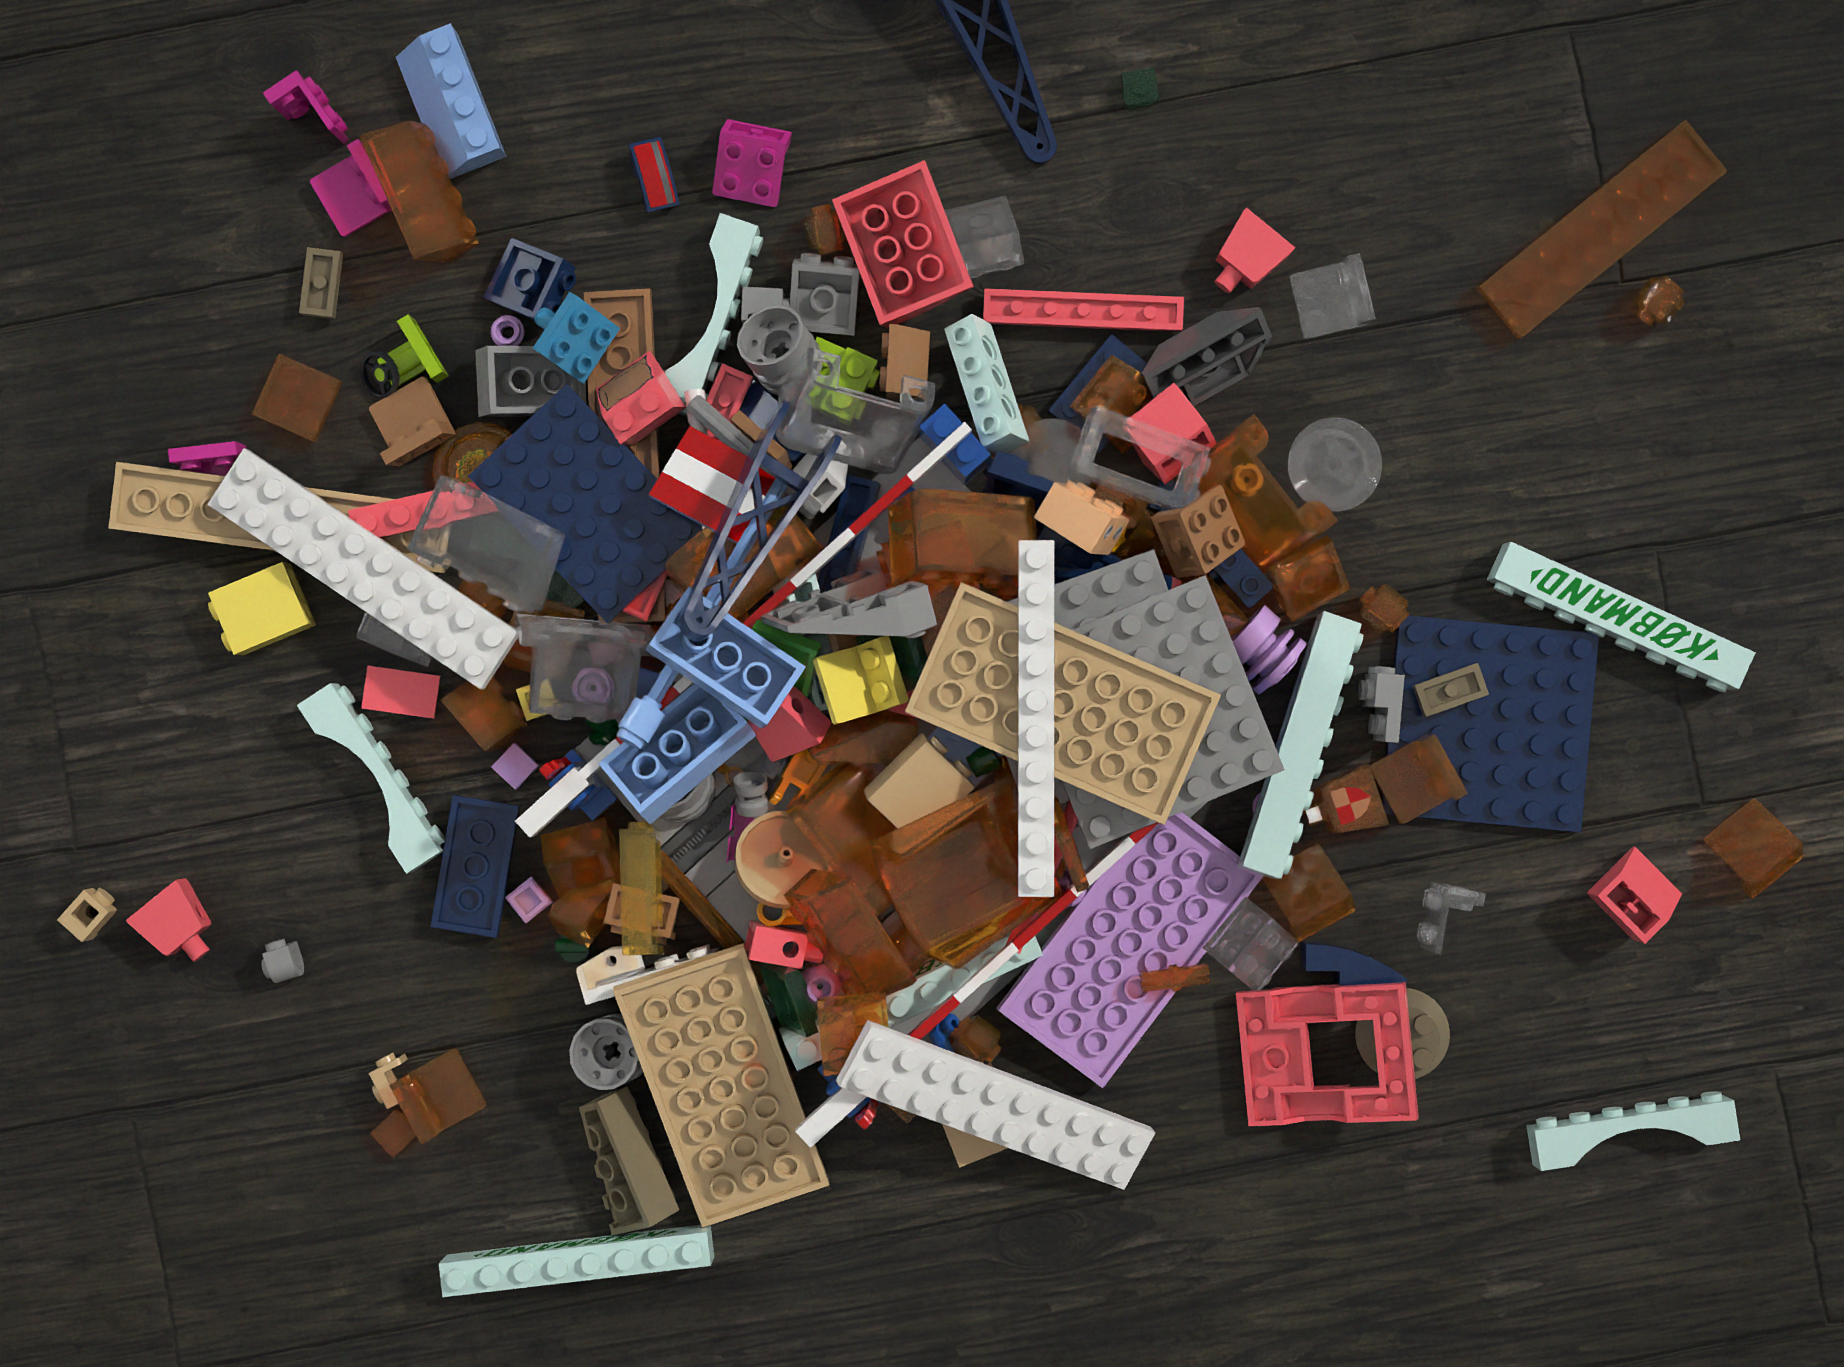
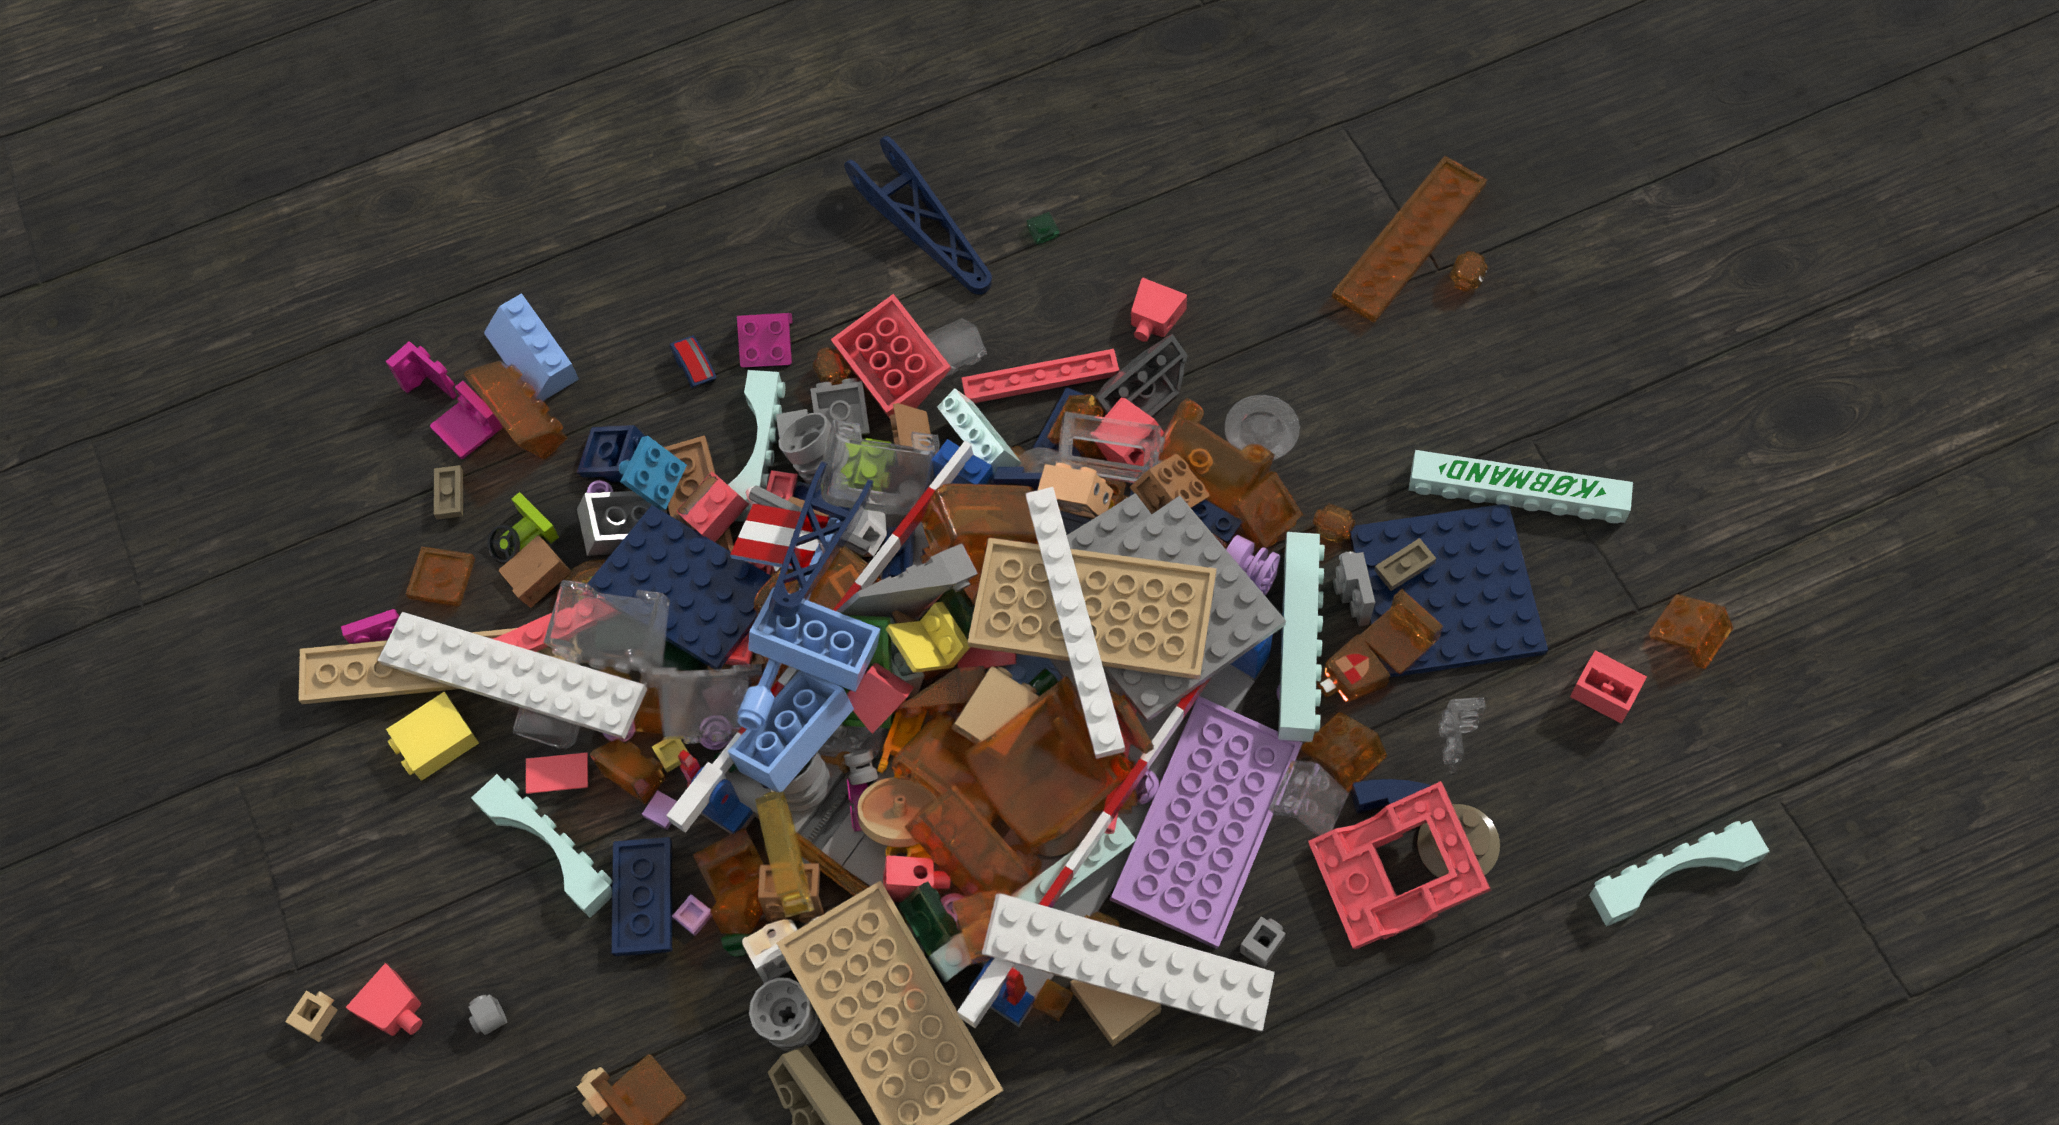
camera: 10 degrees left, 25 degrees down
(1150, 1106) = (1267, 930): none -> light grey brick
(1174, 977) = (1252, 837): clear orange pin -> none
(1332, 298) = (1227, 324): clear bracket -> none

